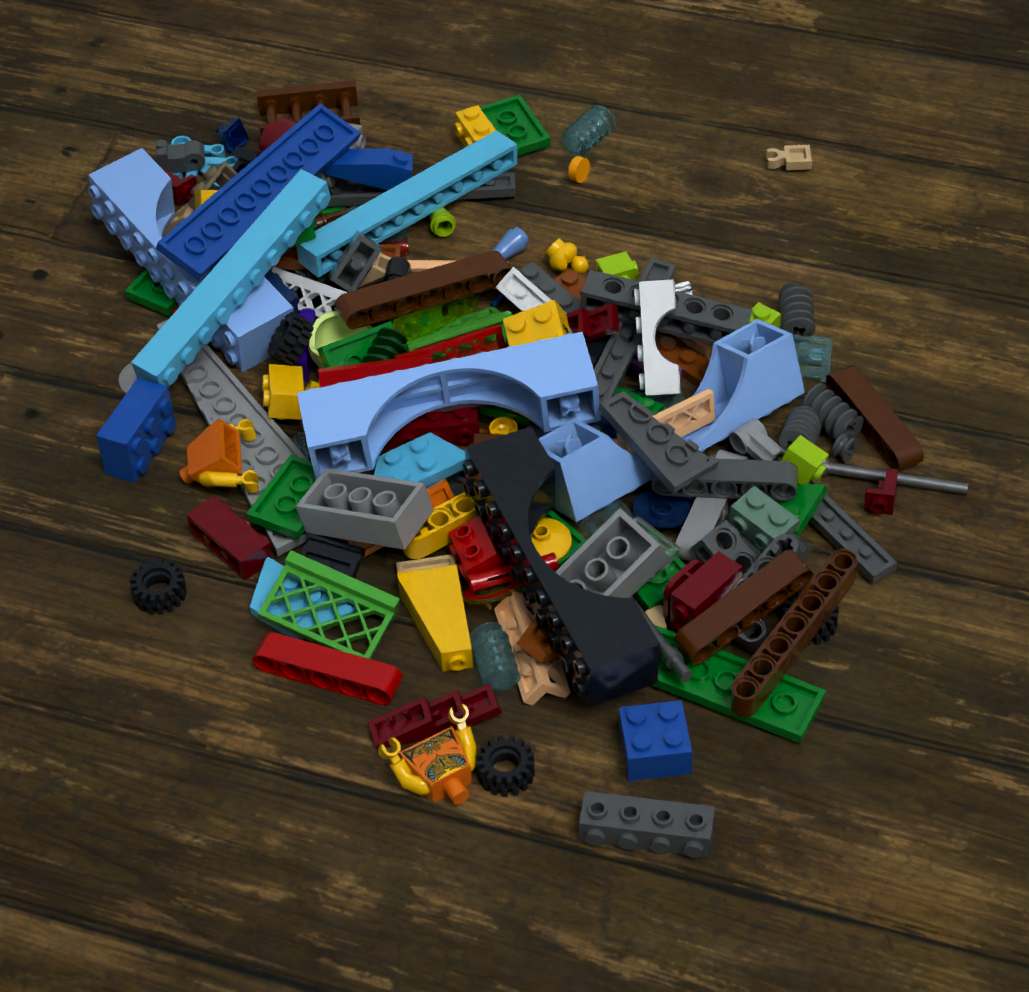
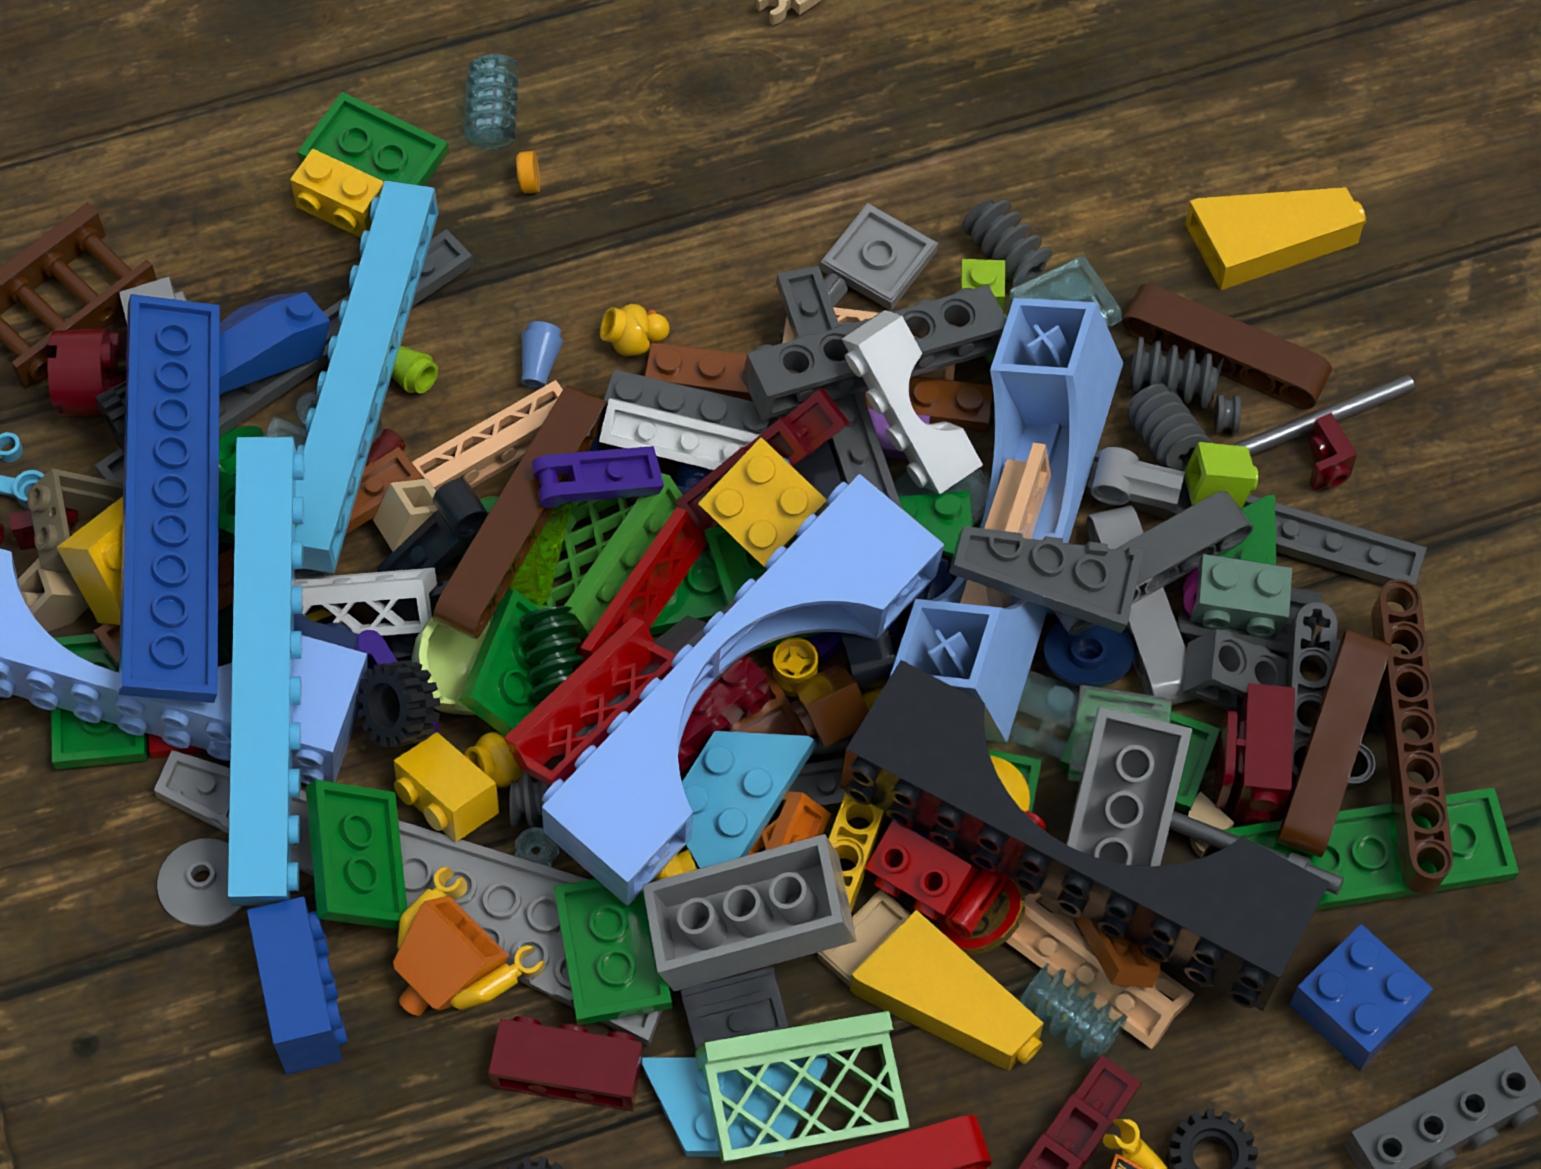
camera: 40 degrees left, 15 degrees up
(212, 388) = (356, 854): none -> green plate
(244, 157) = (36, 426): black tile -> none
(355, 262) = (378, 521): dark grey brick -> none
(470, 288) = (597, 475): none -> dark purple plate
(618, 265) = (724, 315): lime brick -> none
(725, 285) = (879, 256): none -> light grey plate
(953, 380) = (1271, 231): none -> yellow slope

